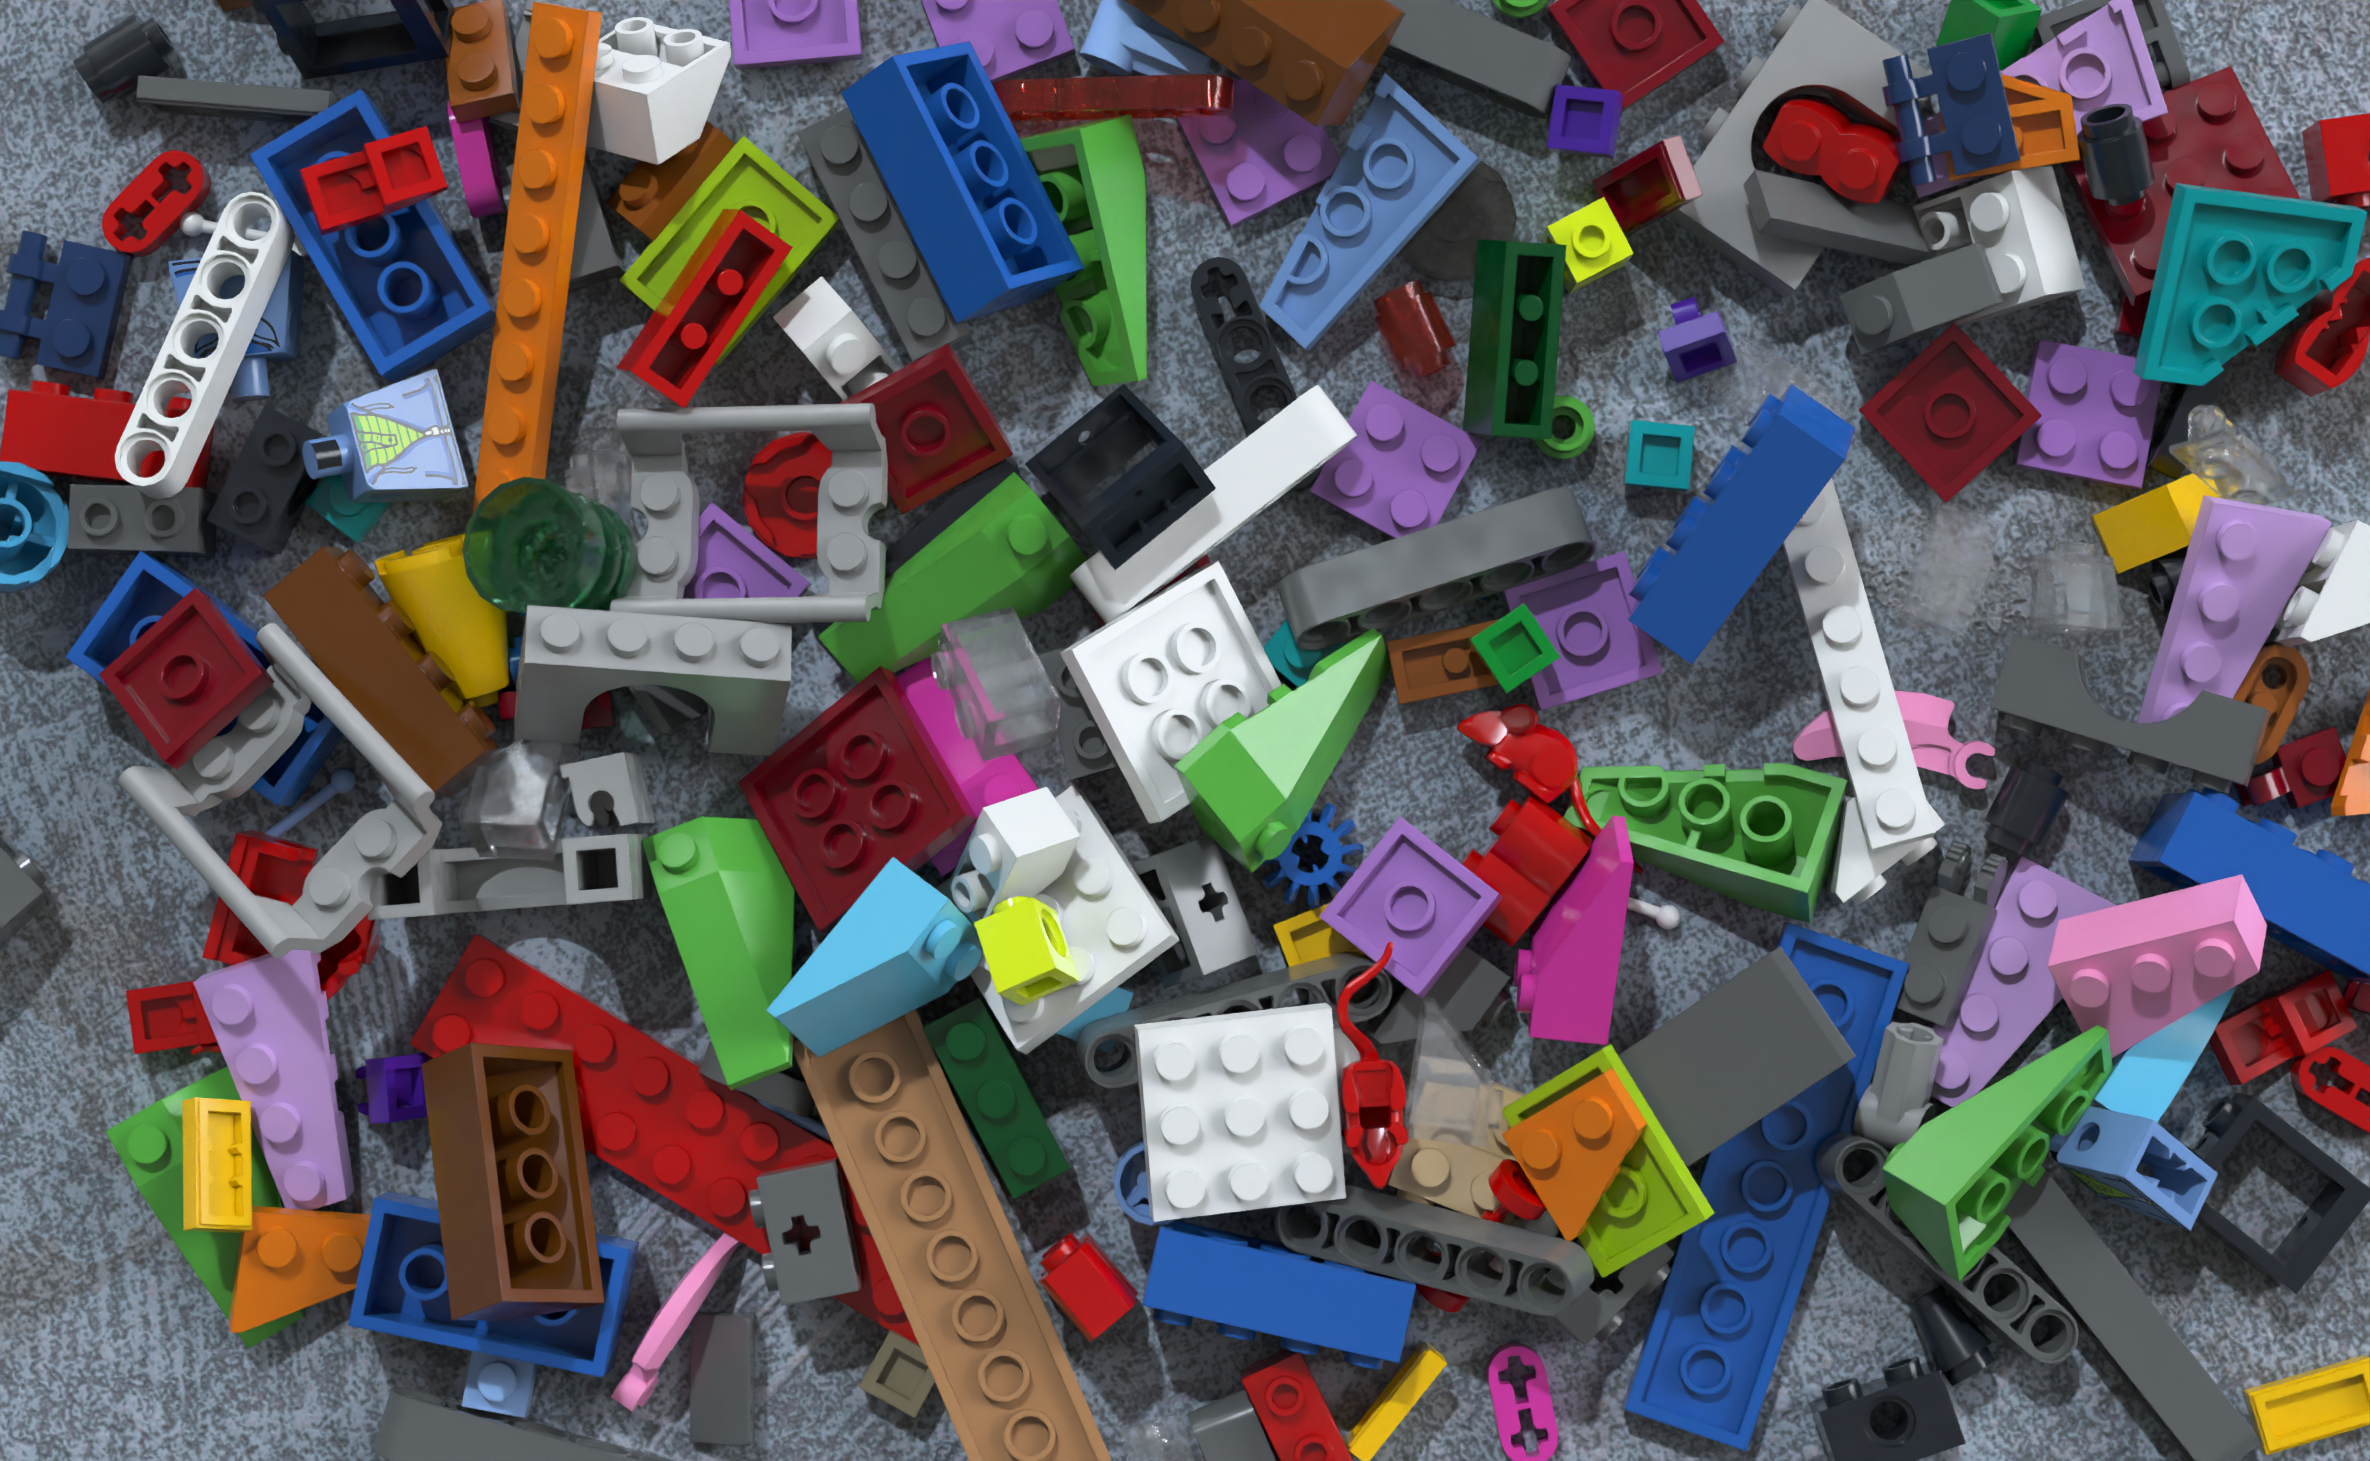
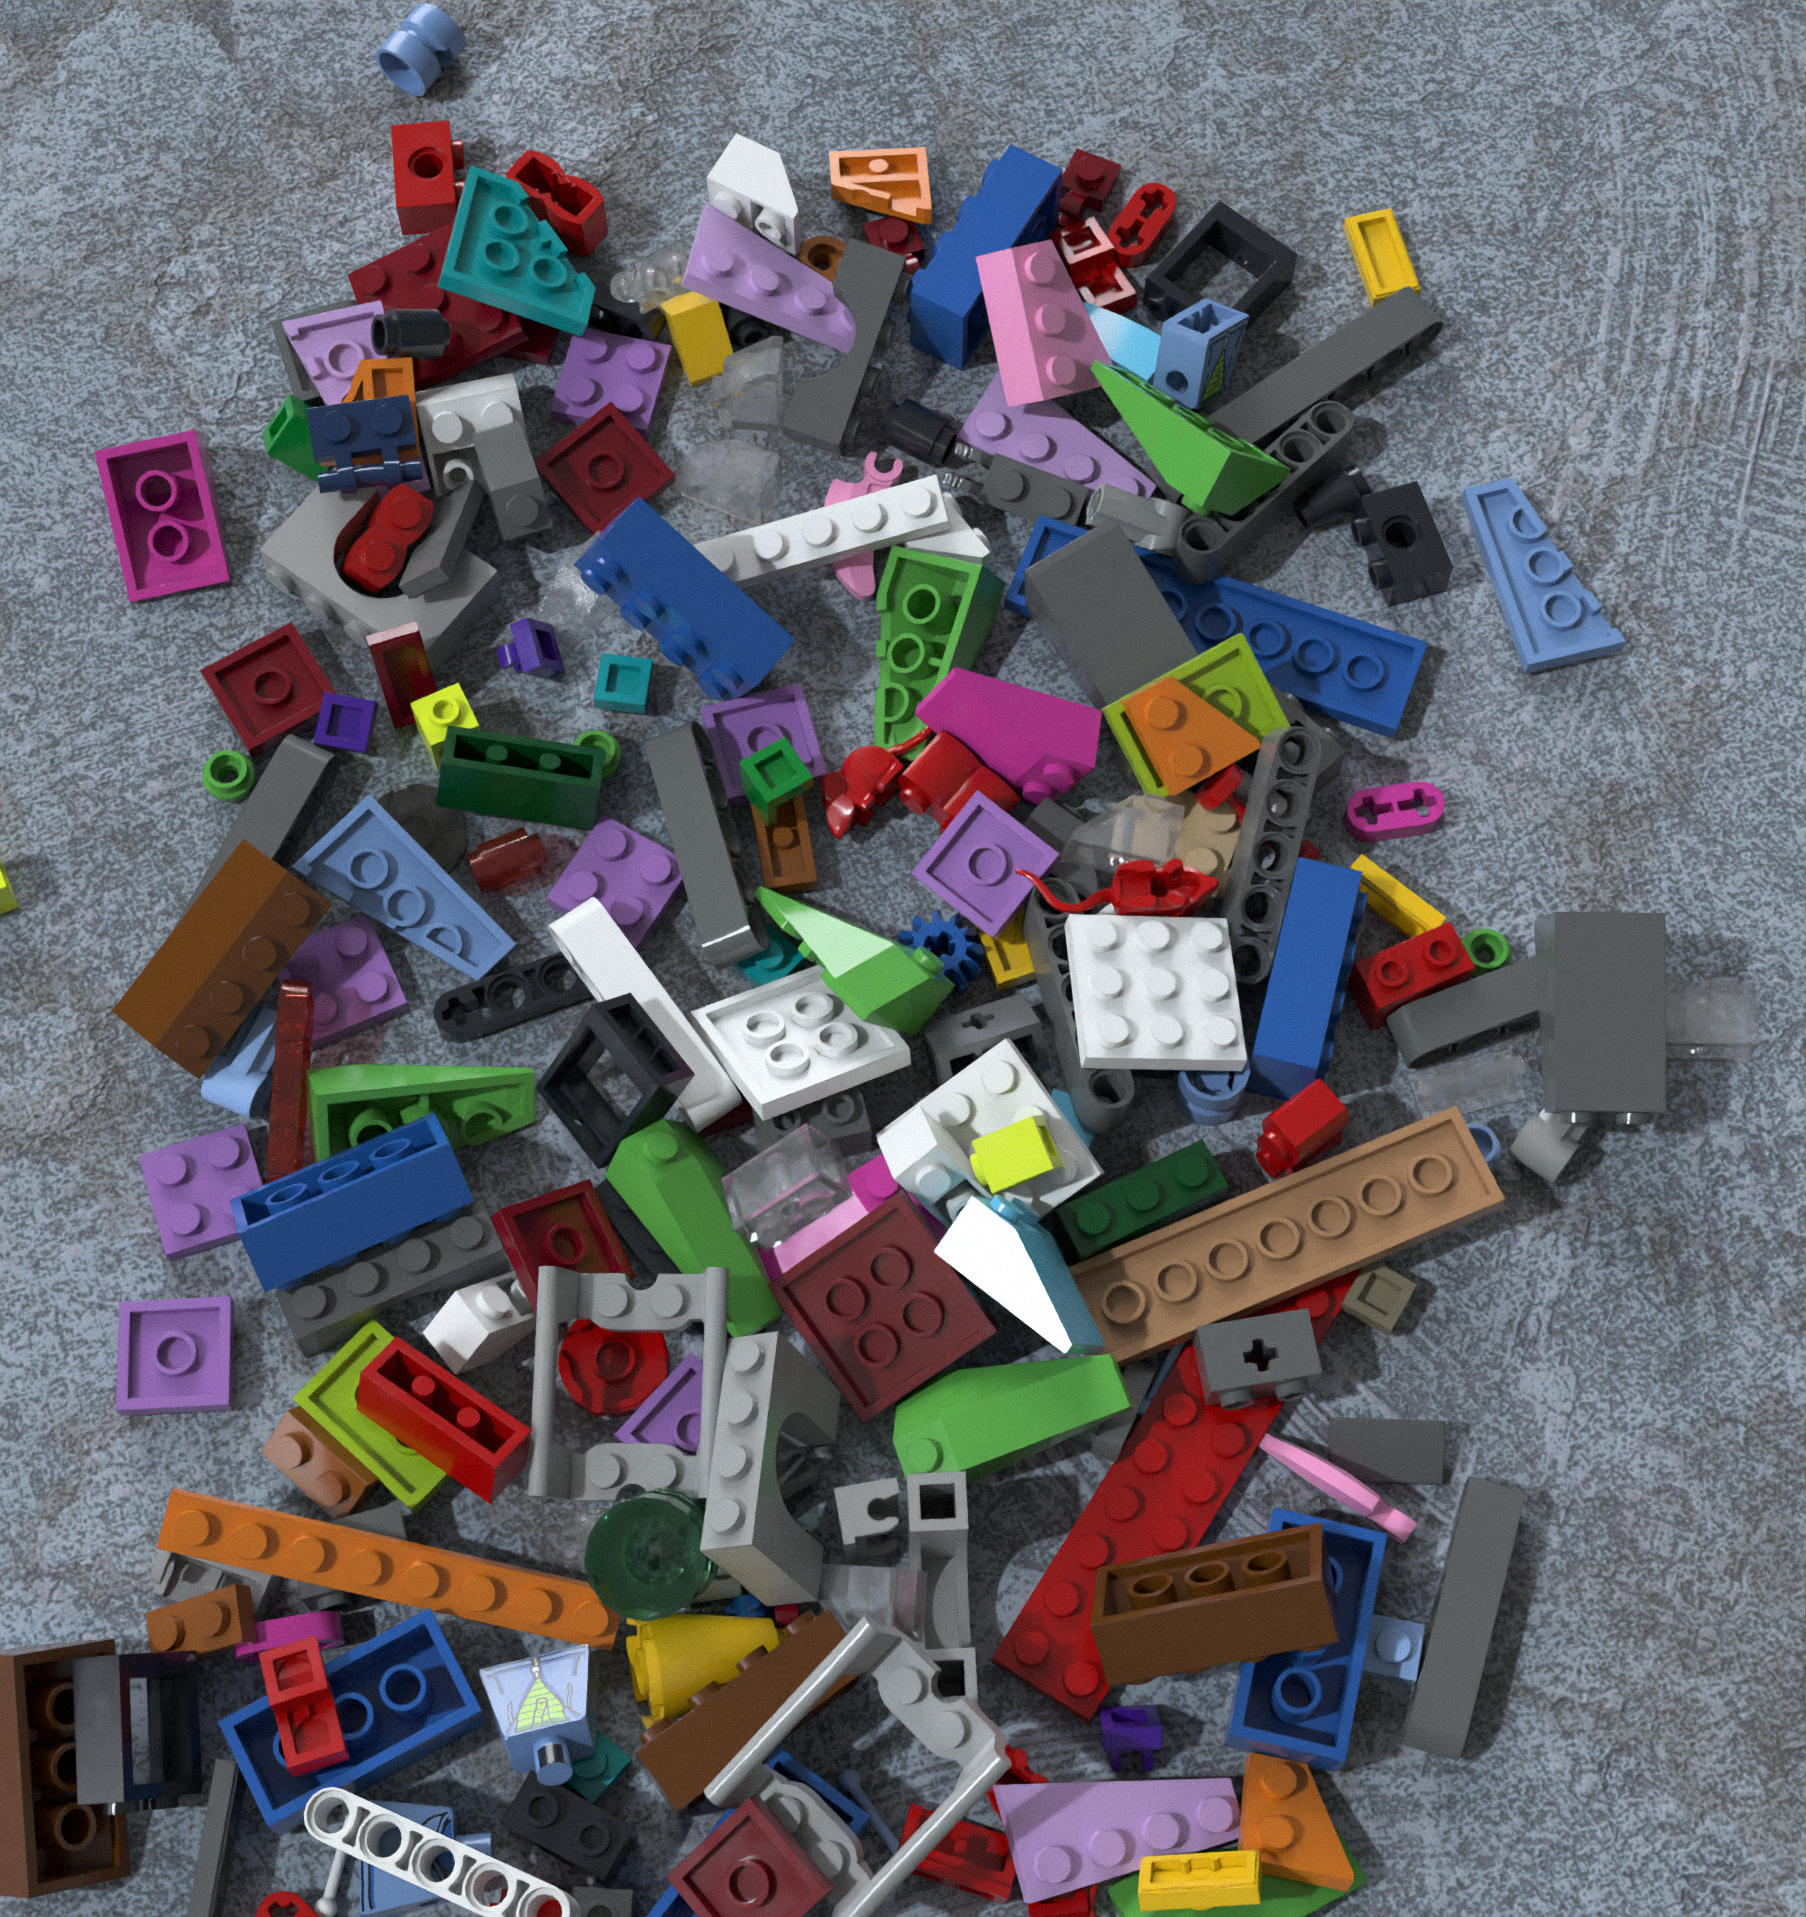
camera: 85 degrees left, 20 degrees down
(653, 89) = (246, 1458): white slope -> none

